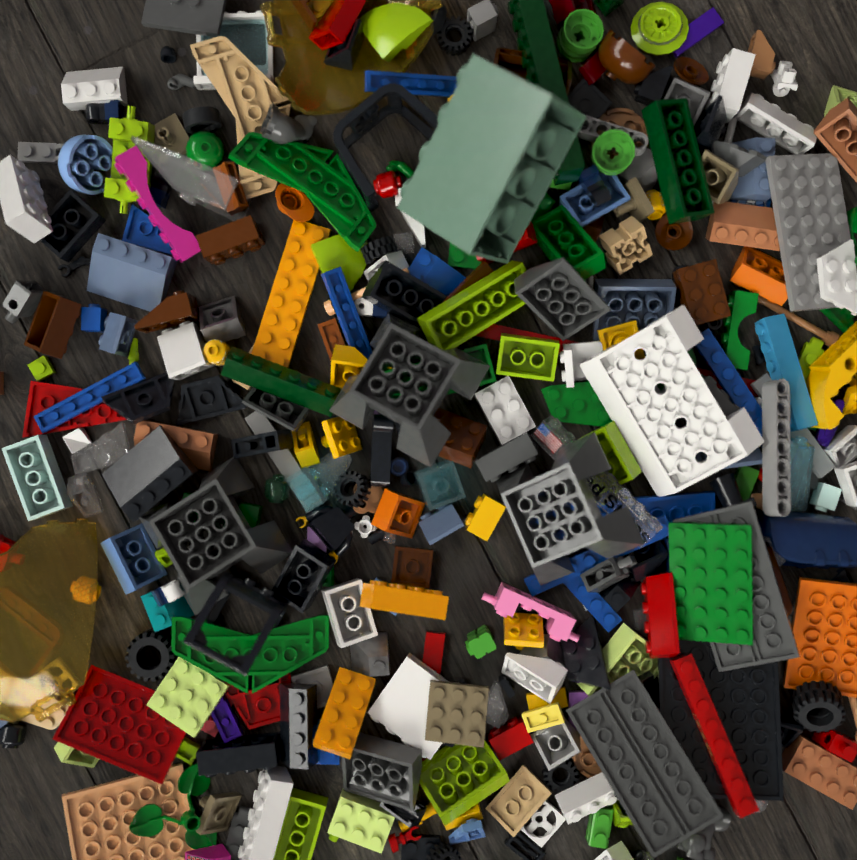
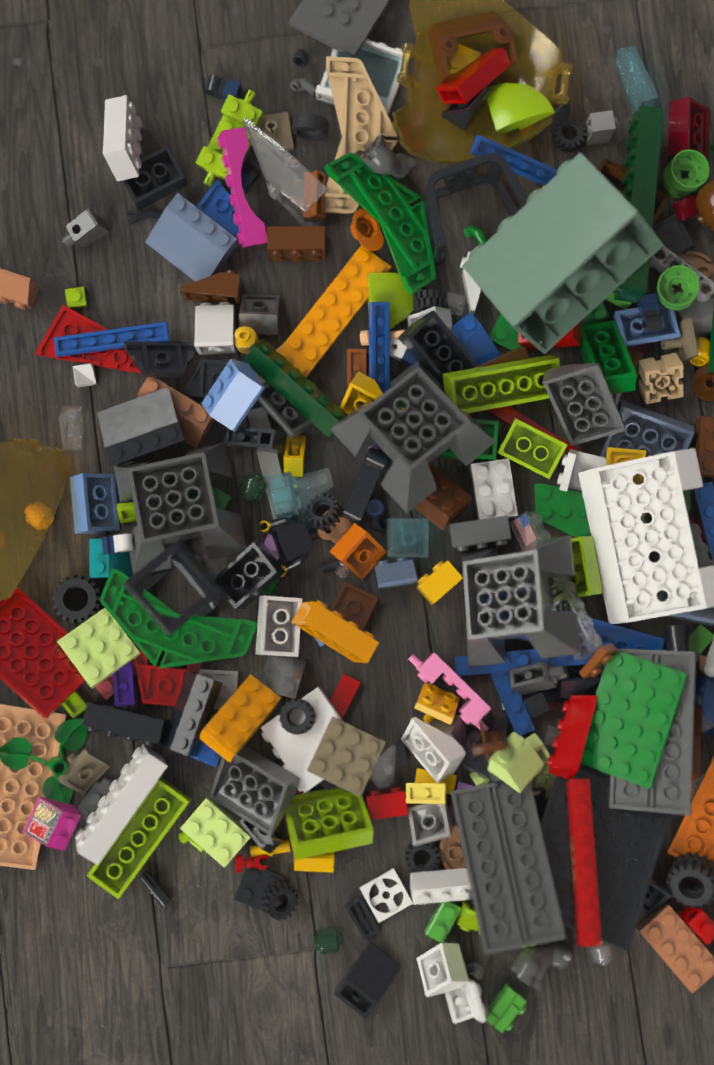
camera: 25 degrees right, 5 degrees down
(37, 477) = (35, 395): light aqua brick -> none
(38, 152) = (154, 104): light grey hinge -> none
(52, 325) = (104, 260): reddish brown piece -> none
(79, 160) = (189, 120): light blue cylinder -> none
(93, 87) = (223, 62): white slope -> none
(93, 318) = (142, 269): blue brick -> none
(102, 452) = (103, 394): clear wing -> none
(117, 334) = (159, 291): sand blue slope -> none
(133, 353) = (166, 315): lime piece -> none
(205, 148) = (305, 151): green cylinder -> none
(223, 410) = (233, 394): none -> slope
(340, 437) = (331, 459): yellow plate -> none
(364, 531) = (317, 551): white plate -> none
(387, 184) = (459, 244): red head -> none
(387, 699) = (285, 716): none -> black tyre
(466, 832) = (314, 879): medium blue wing -> none
(480, 642) = (392, 699): bright green brick -> none
(518, 800) = (373, 867): tan plate -> none
(585, 648) = (492, 742): none -> reddish brown piece
(618, 664) = (516, 763): none -> yellowish green slope
(664, 535) = (601, 657): none -> dark orange plate

